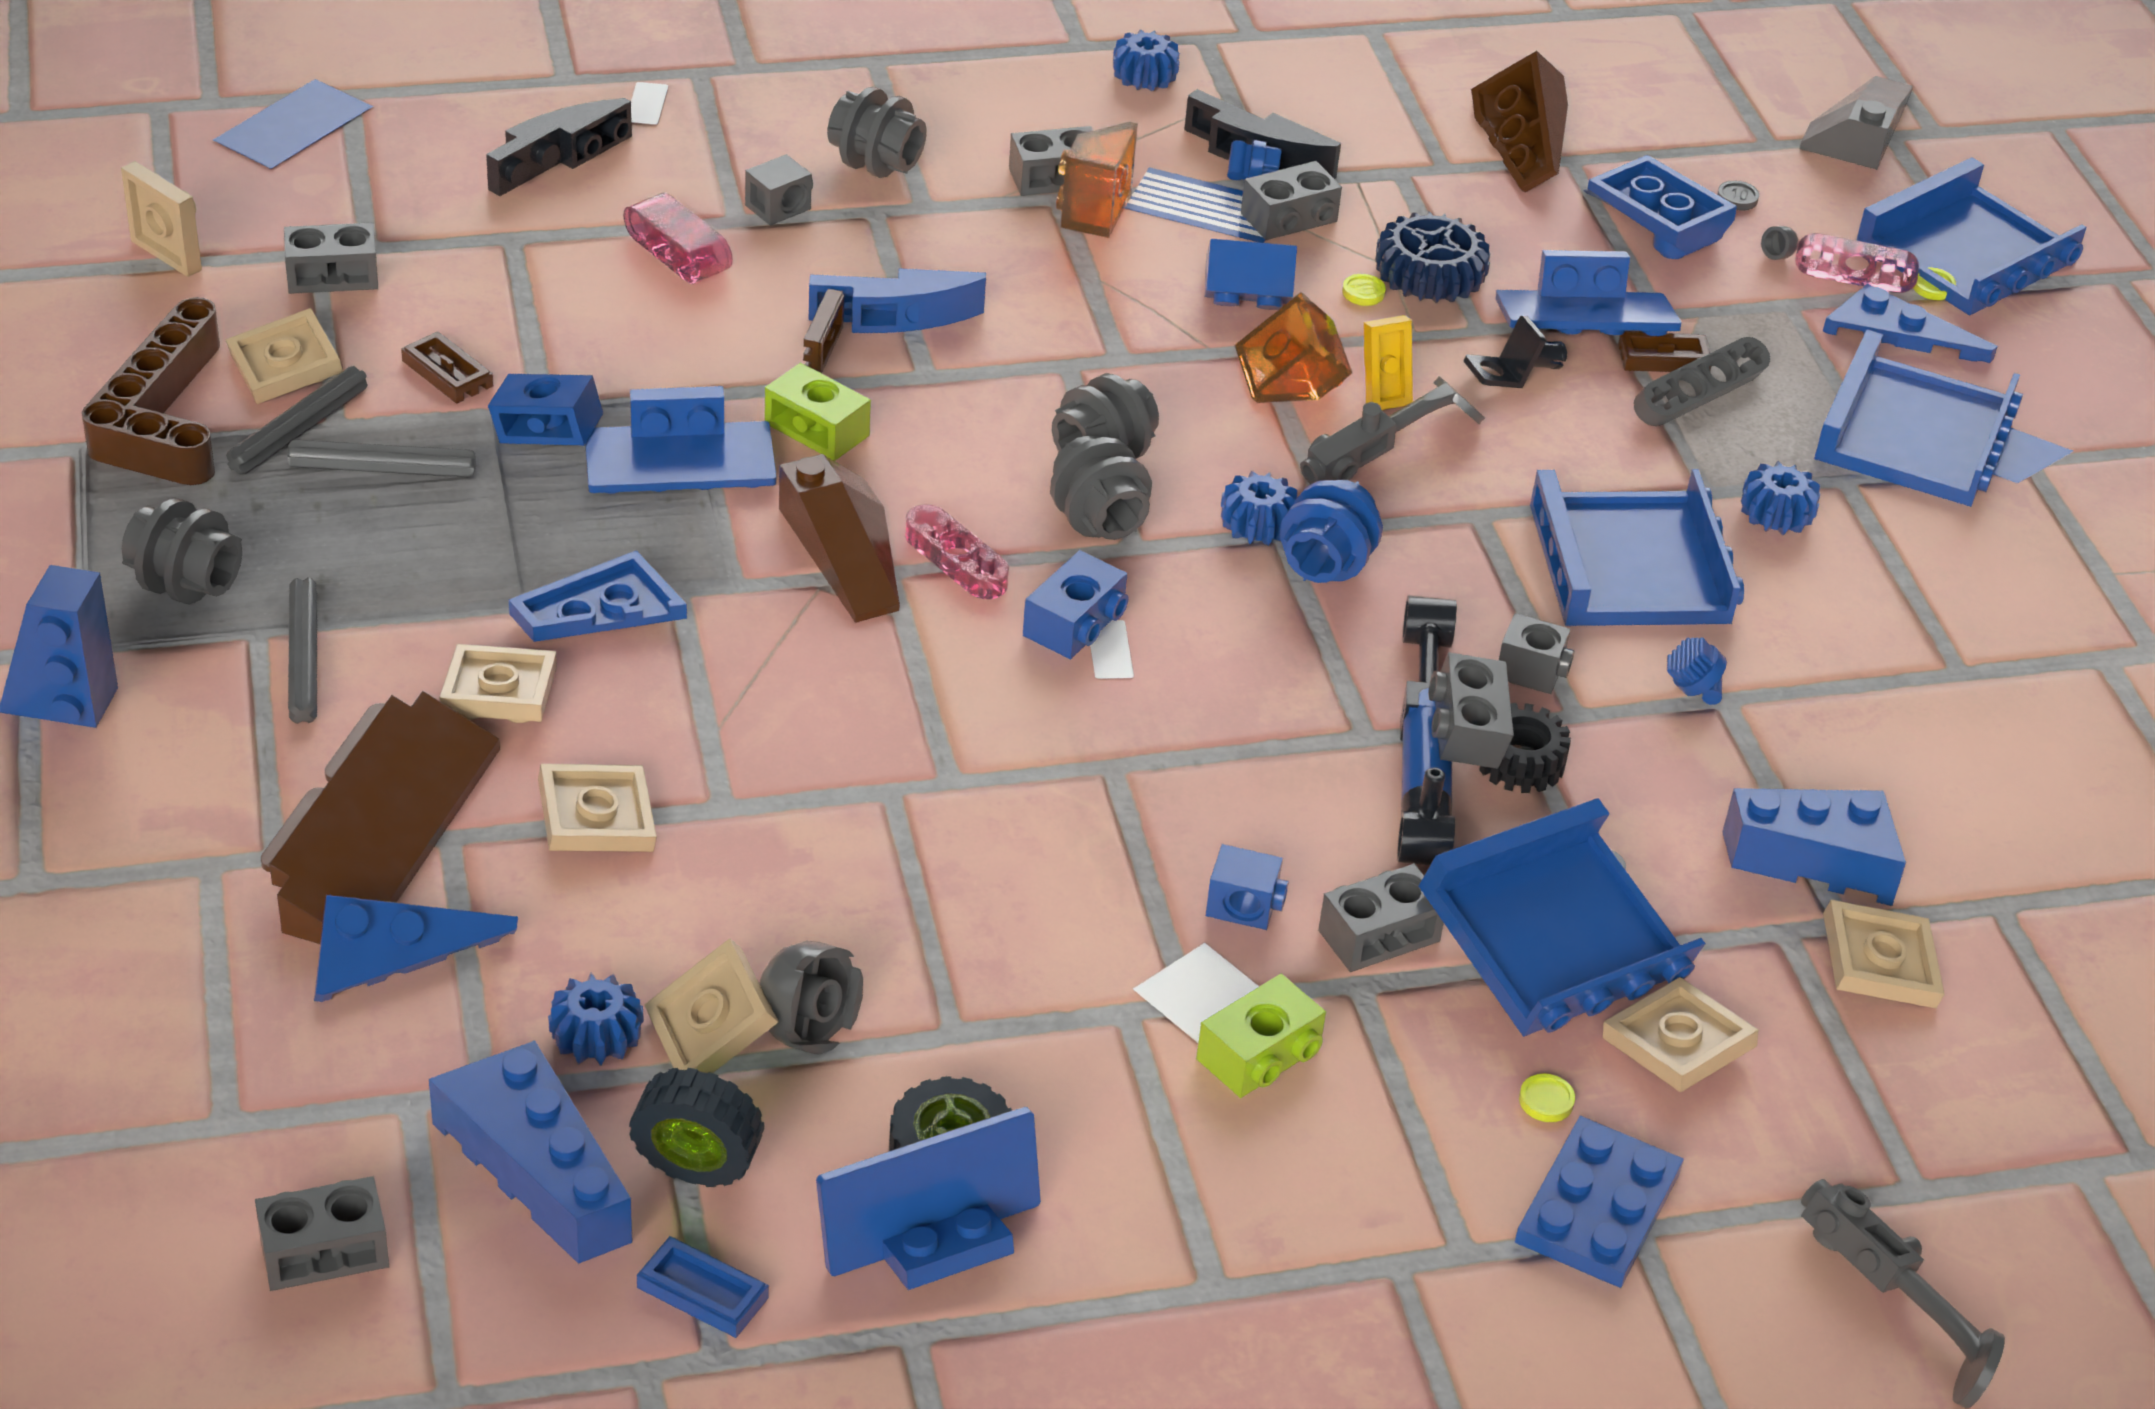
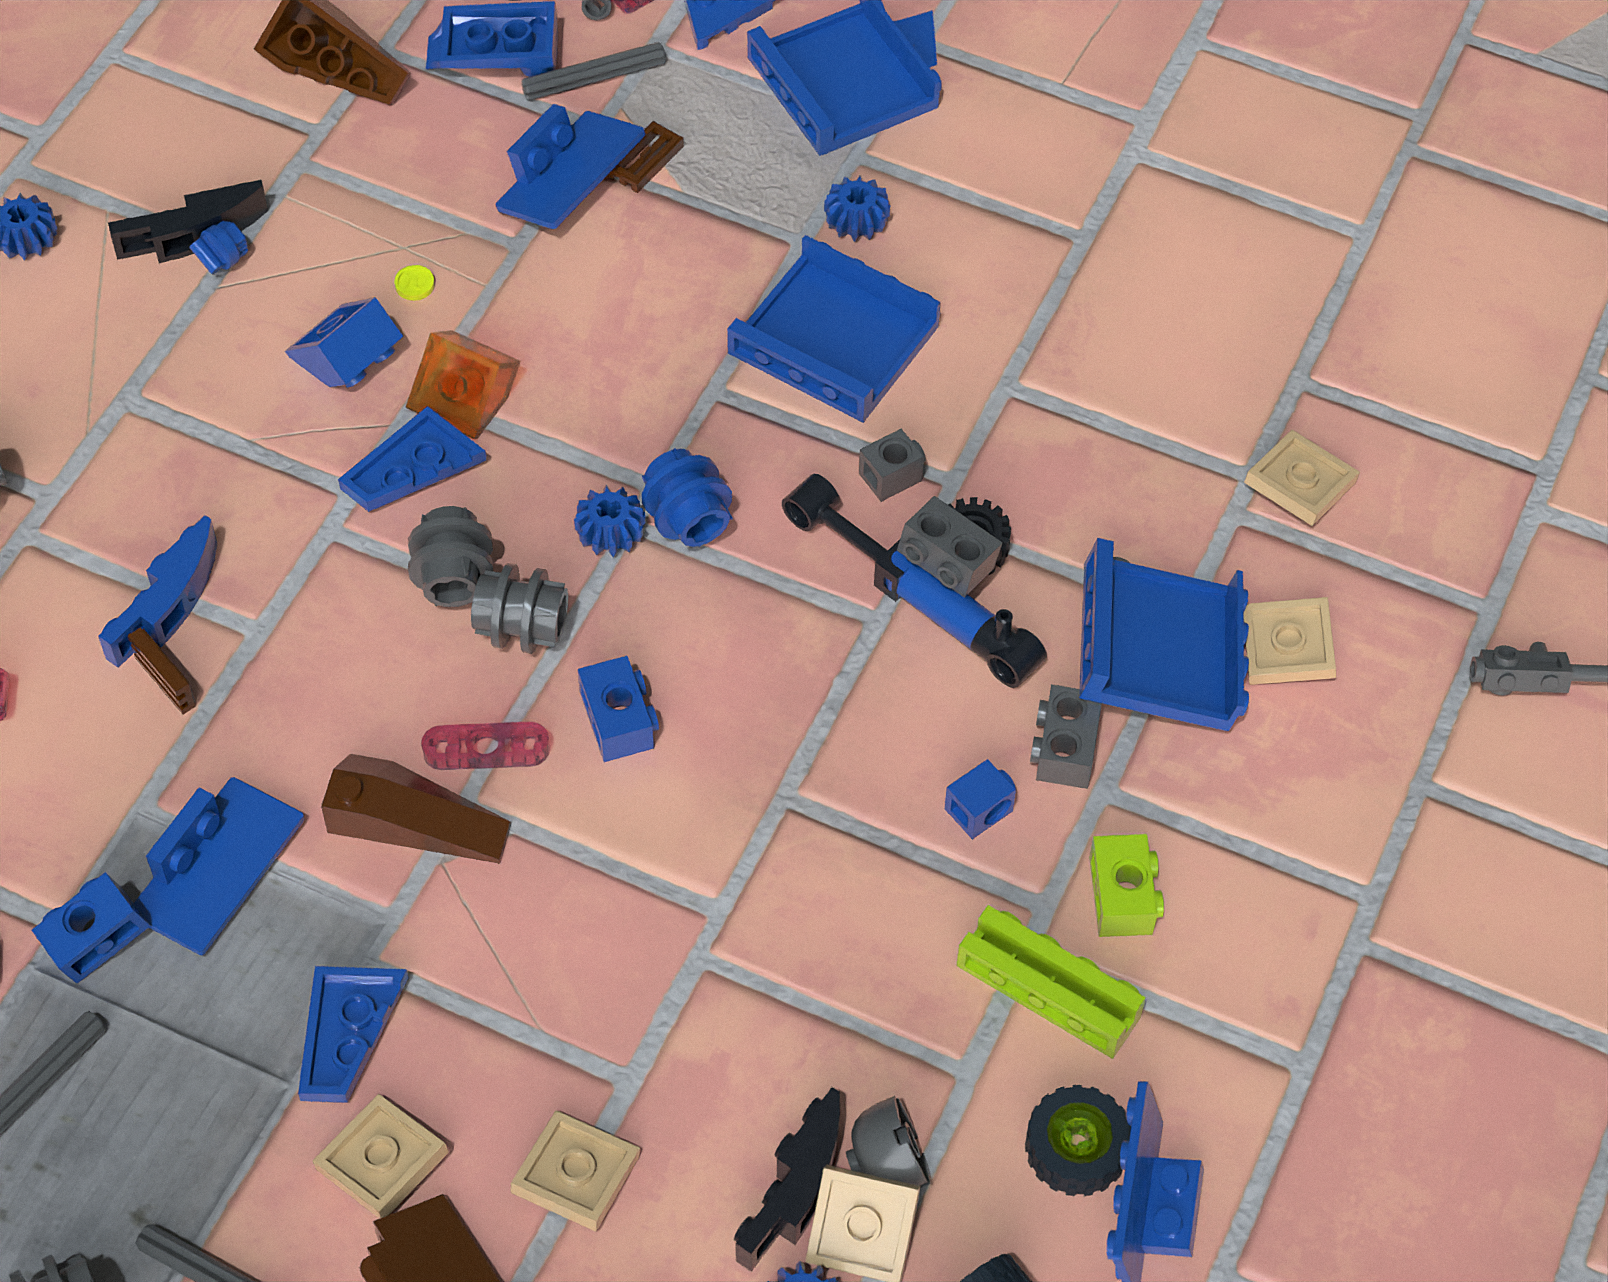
camera: 50 degrees left, 15 degrees up
(668, 954) = (800, 1166): none -> black slope
(817, 411) = (238, 752): lime brick -> none
(1037, 156) = (91, 372): dark grey brick -> none
(1097, 179) = (161, 365): clear orange slope -> none
(1103, 1036) = (1051, 981): none -> lime brick
(1112, 652) = (672, 719): white sticker -> none
(1180, 367) = (409, 460): none -> blue wing
(1192, 203) = (221, 310): sticker -> none
(1195, 988) = (1043, 890): white sticker -> none
(1291, 200) = (284, 256): dark grey brick -> none
(1374, 434) = (596, 435): dark grey piece -> none
(1388, 361) = (537, 333): yellow plate -> none
(1432, 257) = (429, 217): dark blue gear -> none
(1522, 351) = (583, 249): black bracket -> none
(1547, 1097) = (1280, 755): neon yellow piece -> none
(1599, 1201) = (1388, 790): blue plate -> none
(1698, 669) = (982, 382): blue piece -> none
(1701, 379) = (693, 157): dark grey beam -> none
(1711, 278) = (593, 71): none -> dark grey axle
(1816, 835) = (1187, 434): blue wedge -> none

